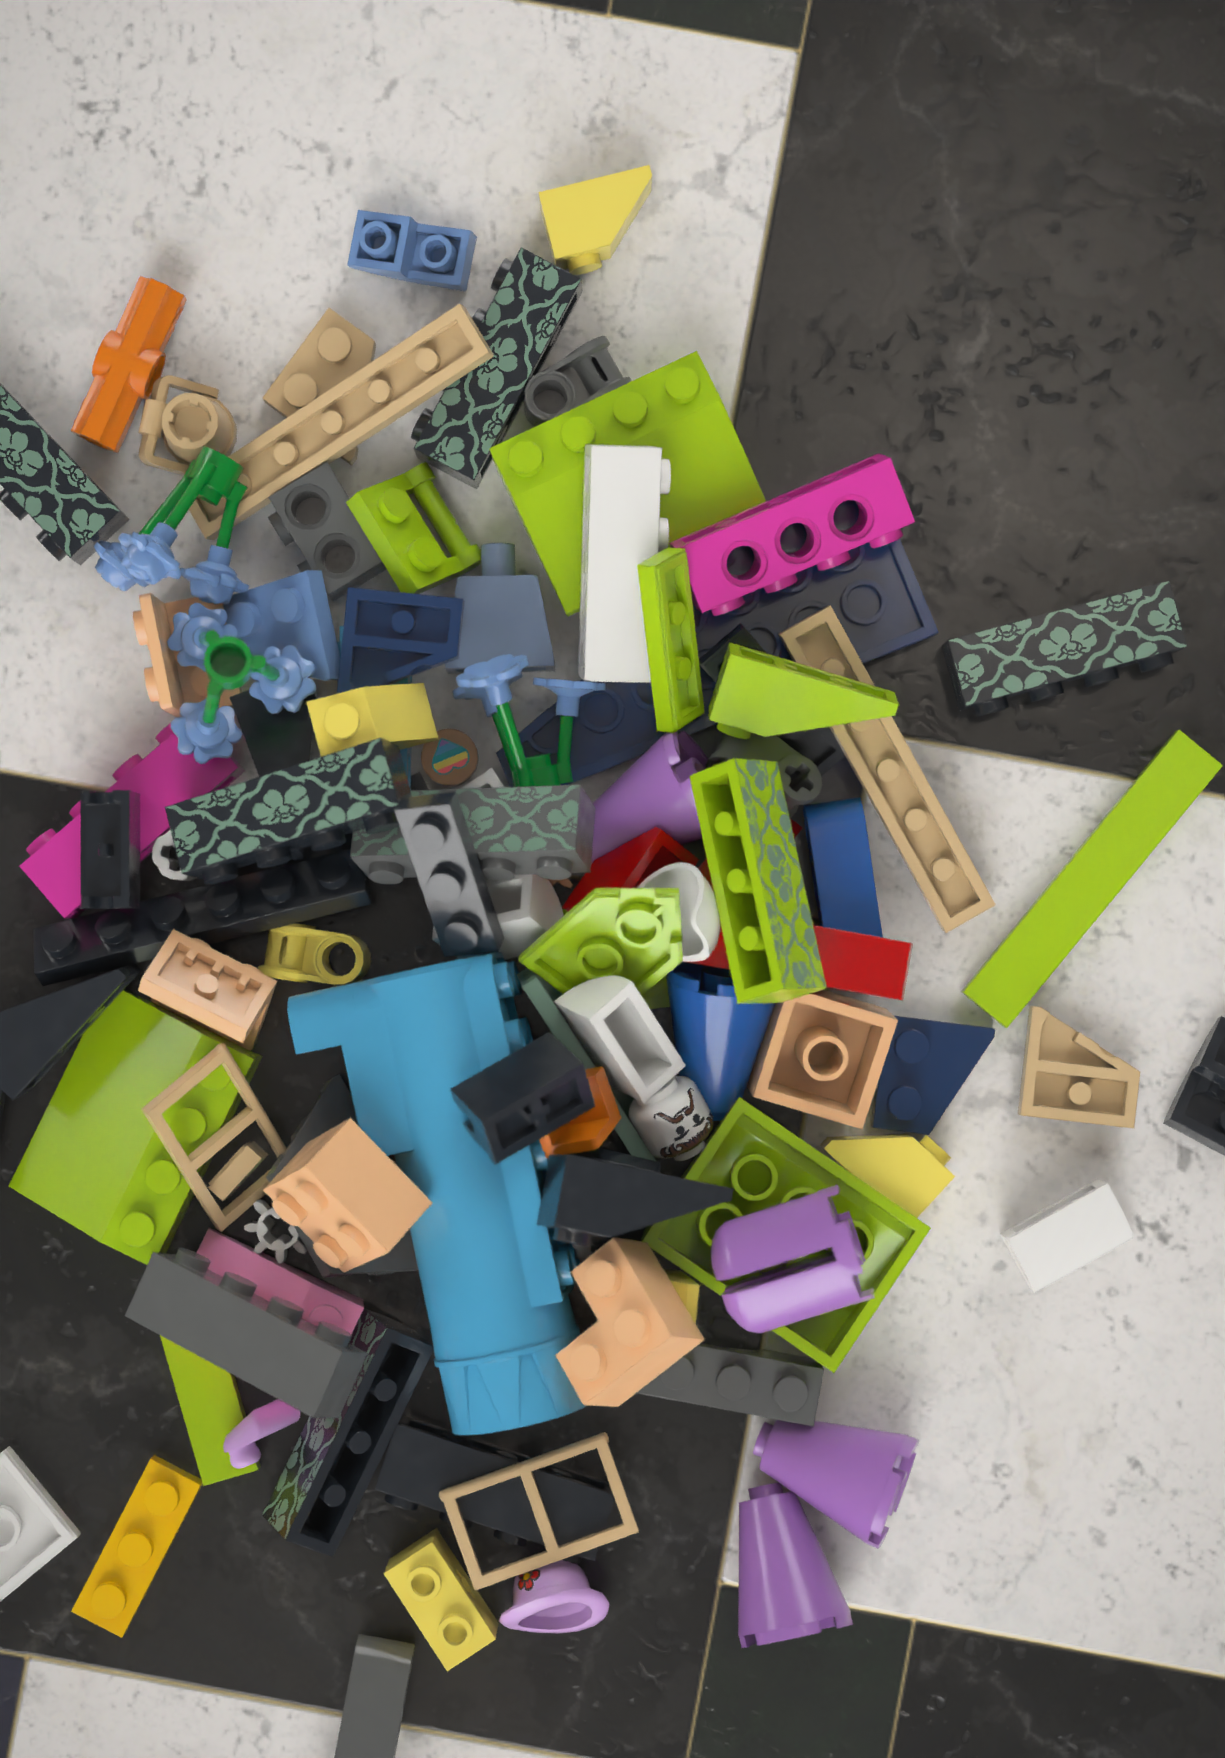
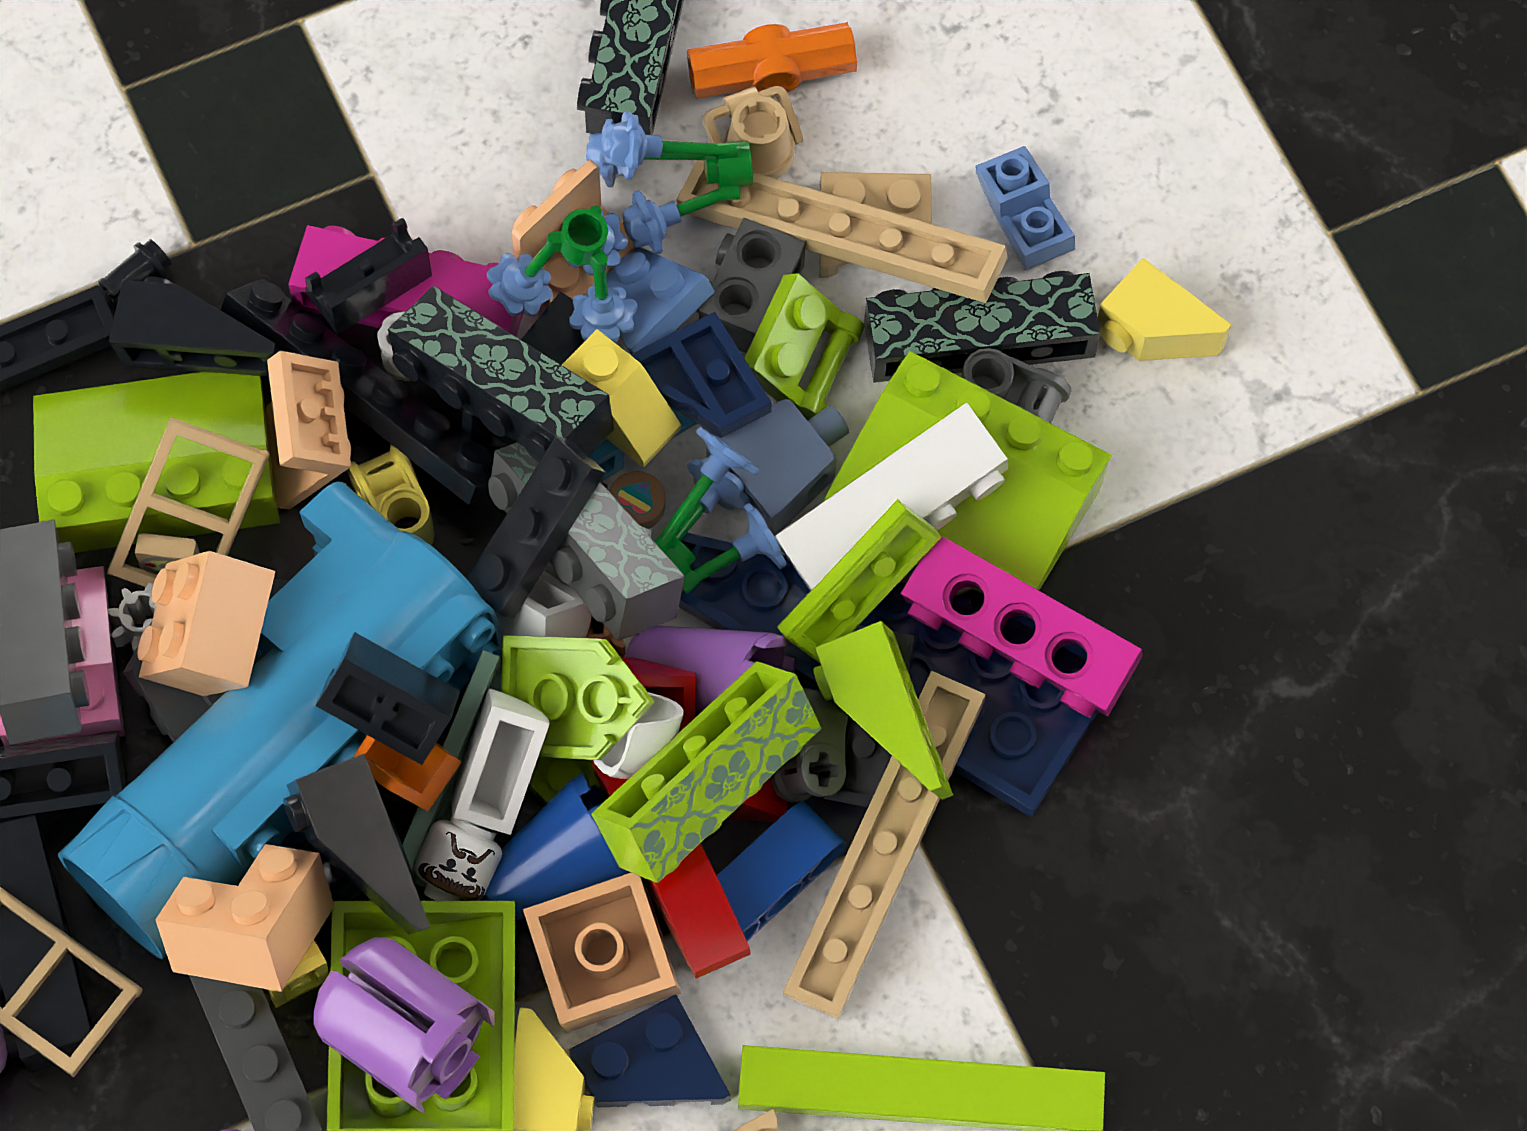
camera: 50 degrees right, 20 degrees down
(1063, 647) = (1099, 924): black brick -> none

